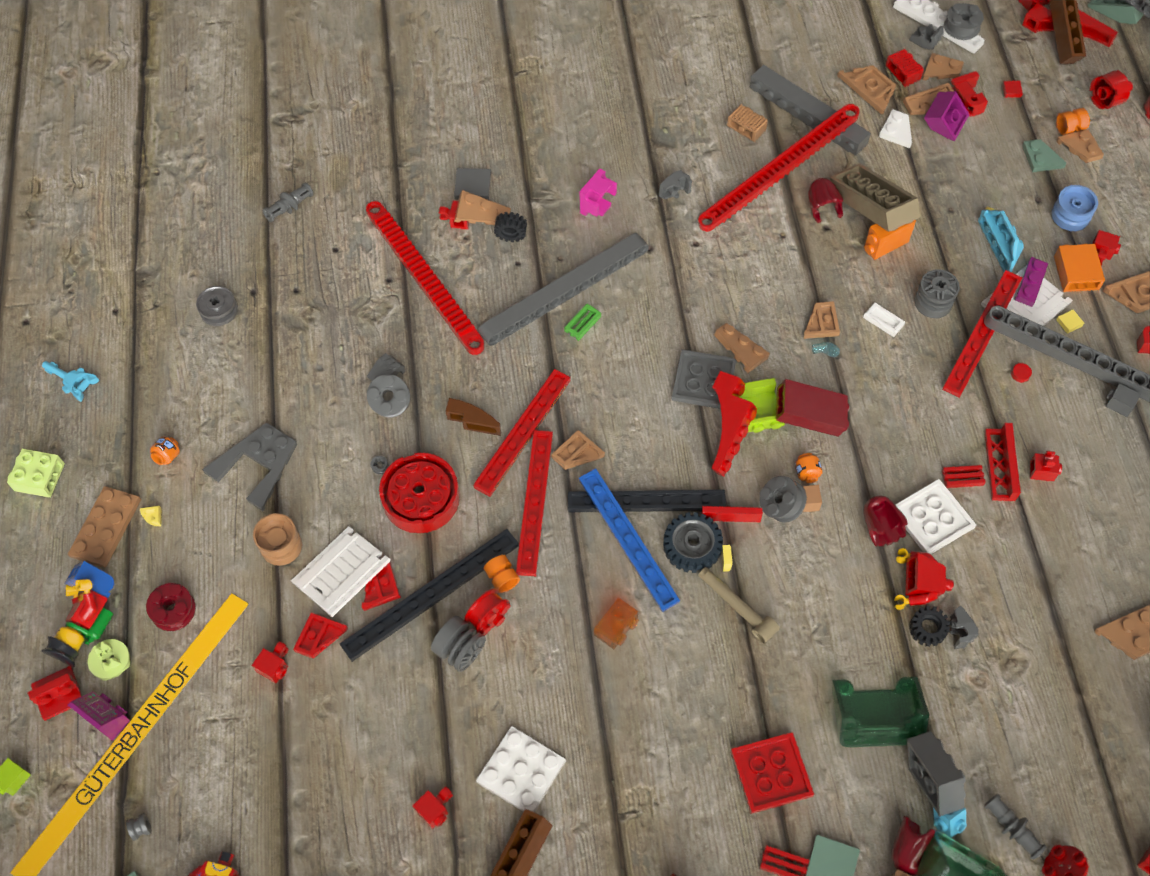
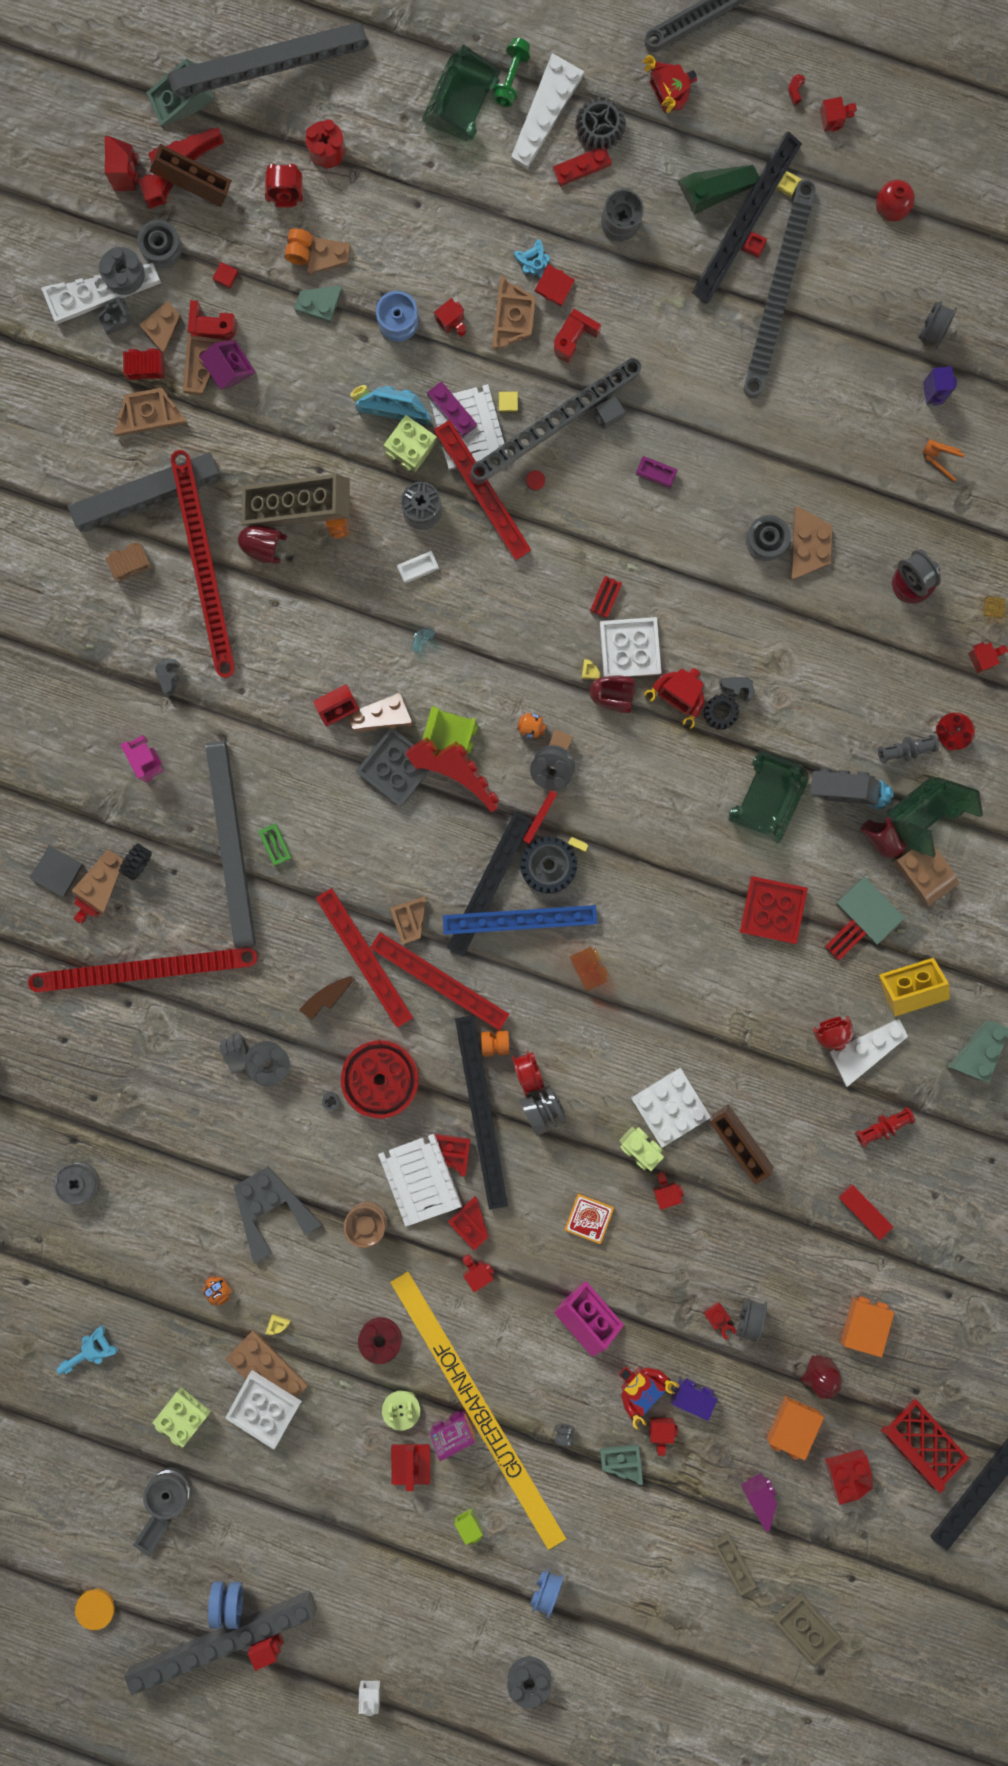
camera: 60 degrees left, 25 degrees up
(66, 535) = (263, 1409): none -> white plate
(87, 615) = (354, 1417): piece -> none
(269, 793) = (589, 1319): none -> dark pink slope
(372, 745) = (589, 1218): none -> tile
(464, 759) = (647, 1153): none -> yellowish green brick
(728, 309) = (336, 705): none -> red brick
(763, 628) = (654, 848): dark tan piece -> none
(812, 408) = (479, 691): dark red brick -> none
(822, 321) = (392, 625): medium nougat wing -> none
(890, 492) = (590, 671): none -> light yellow tile
(897, 129) = (212, 418): white wing -> none
(980, 264) = (410, 444): none -> yellowish green brick
(1002, 37) = (152, 234): none -> dark grey wheel
(1009, 462) = (614, 549): red fence -> none
(1045, 466) = (635, 523): red brick -> none
(1079, 267) = (459, 355): orange brick -> none
(1102, 463) = (656, 472): none -> magenta plate
(1111, 596) = (759, 546): none -> dark grey wheel

